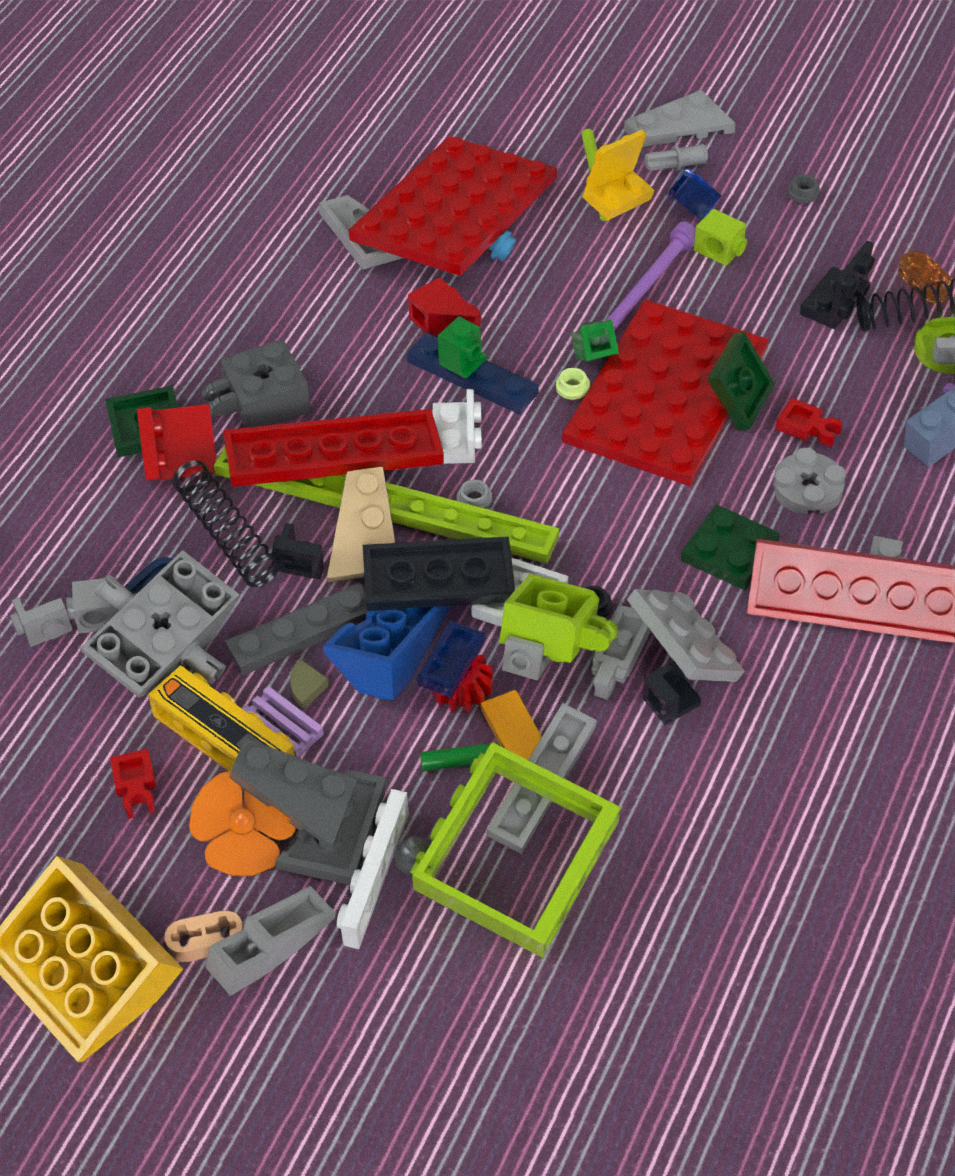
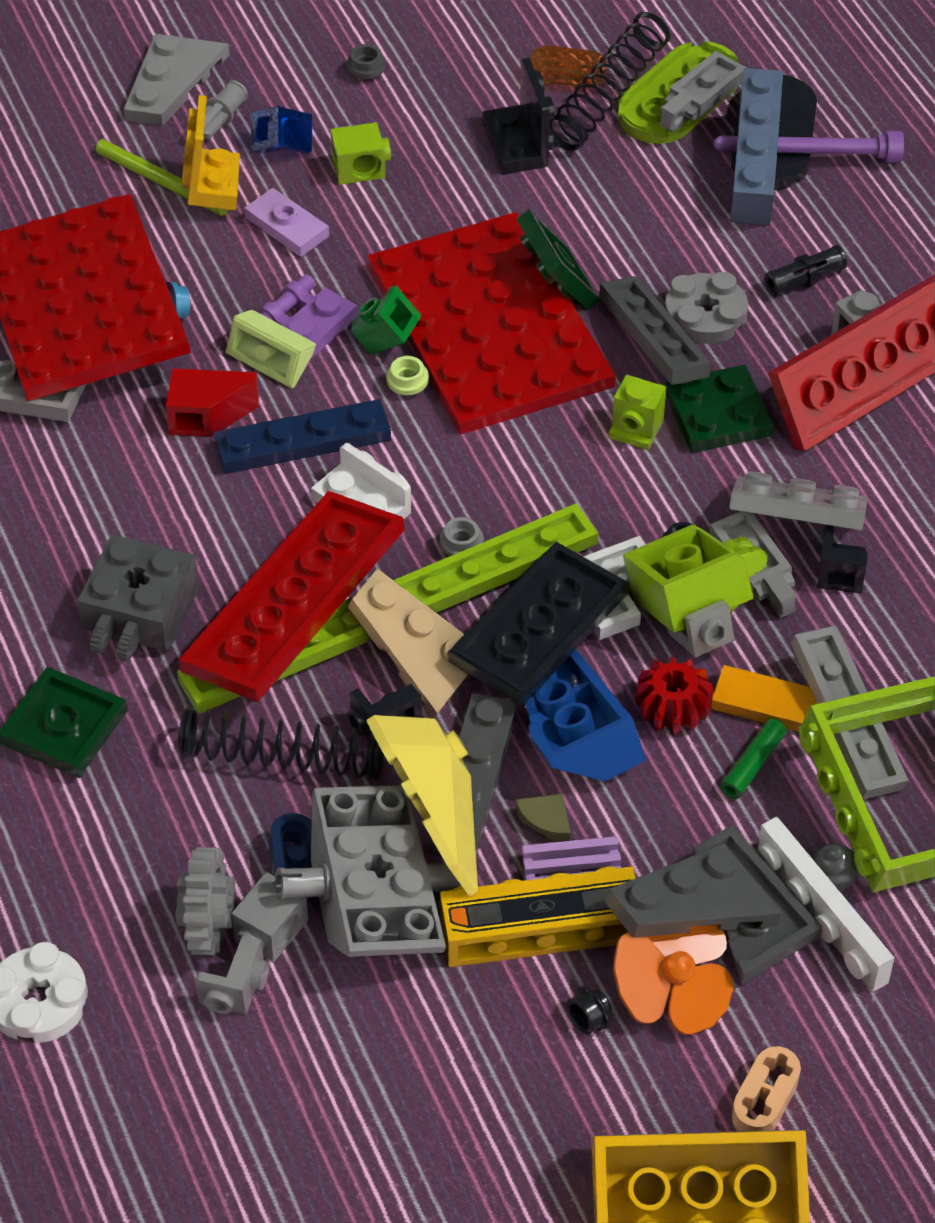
camera: 50 degrees left, 0 degrees up
(65, 561) = (205, 901): none -> light grey gear
(134, 780) = (523, 1025): red plate -> none
(175, 438) = (135, 712): red bracket -> none
(178, 802) = (589, 1010): none -> black plate
(249, 604) = (436, 785): none -> light yellow wedge
(268, 939) = (824, 1042): light grey slope -> none
(451, 659) = (667, 676): clear blue plate -> none
(461, 347) = (289, 413): green brick -> none
(518, 308) = (269, 347): none -> yellowish green slope
(561, 317) = (318, 317): none -> medium lavender plate
(630, 248) = (286, 222): none -> lavender plate
(669, 507) = (637, 412): none -> lime brick
(681, 239) = (324, 179): medium lavender piece -> none
(745, 467) = (655, 330): none -> dark grey plate
(806, 420) = (643, 259): red plate -> none
(927, 516) = (827, 262): none -> black pin

